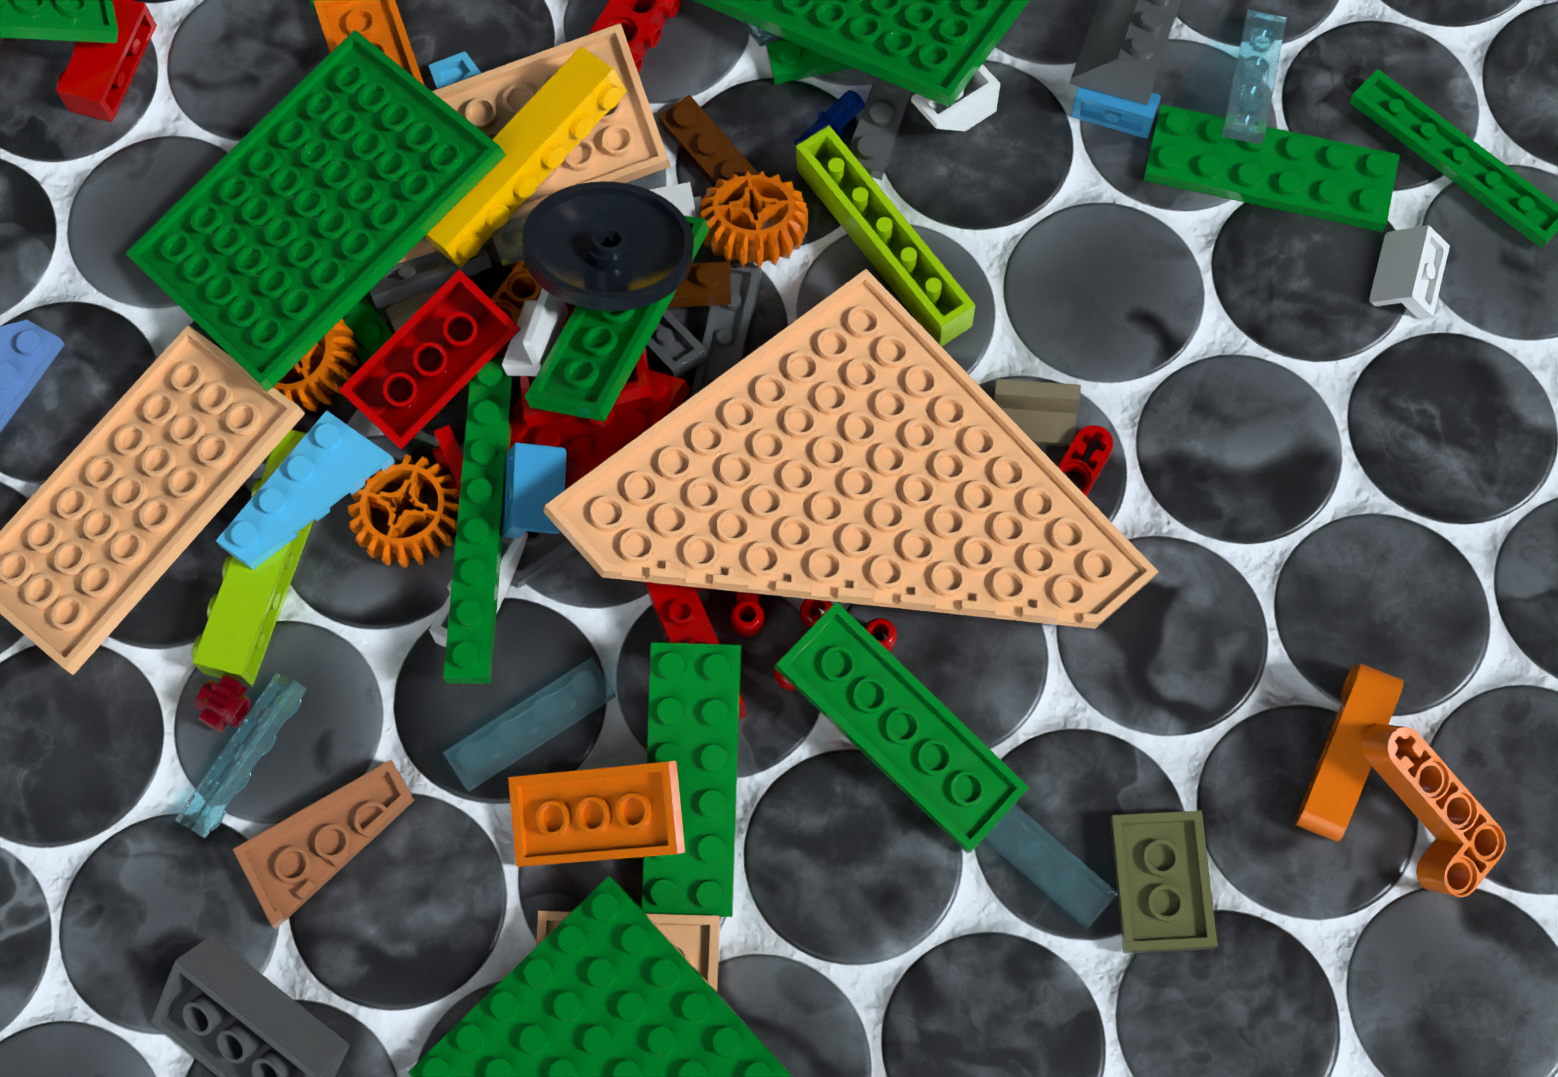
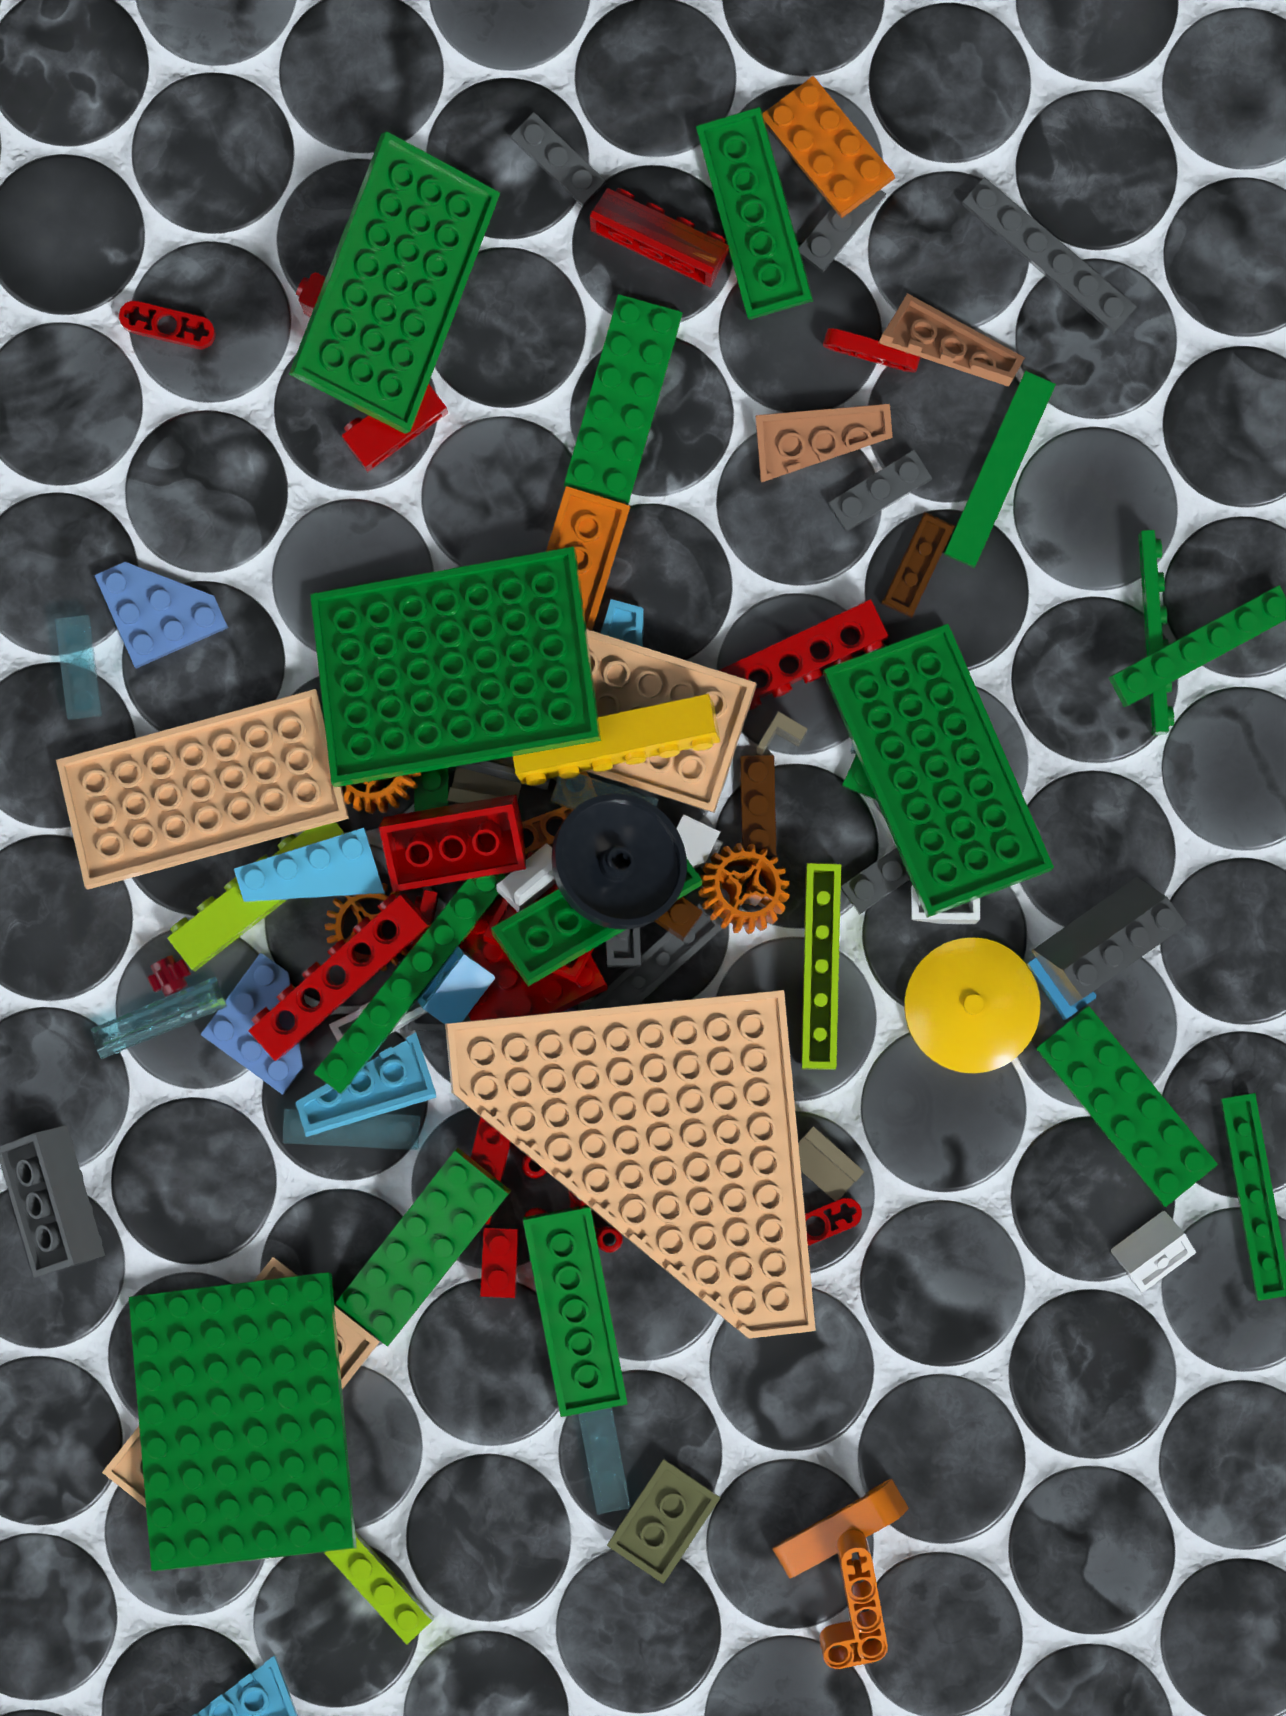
camera: 35 degrees right, 15 degrees up
(311, 846) = (167, 1110): nougat wing -> none
(358, 690) = (231, 1024): none -> medium blue plate
(389, 676) = (279, 1040): none -> red brick
(527, 655) = (383, 1085): none -> medium azure wing
(597, 814) = (348, 1227): orange plate -> none
(683, 56) = (785, 728): none -> dark tan panel
(785, 740) = (499, 1262): none -> red brick
(836, 116) = (854, 850): clear blue axle -> none
(1053, 181) = (972, 1005): none -> yellow dish
(1254, 77) = (1164, 1036): clear light blue plate -> none

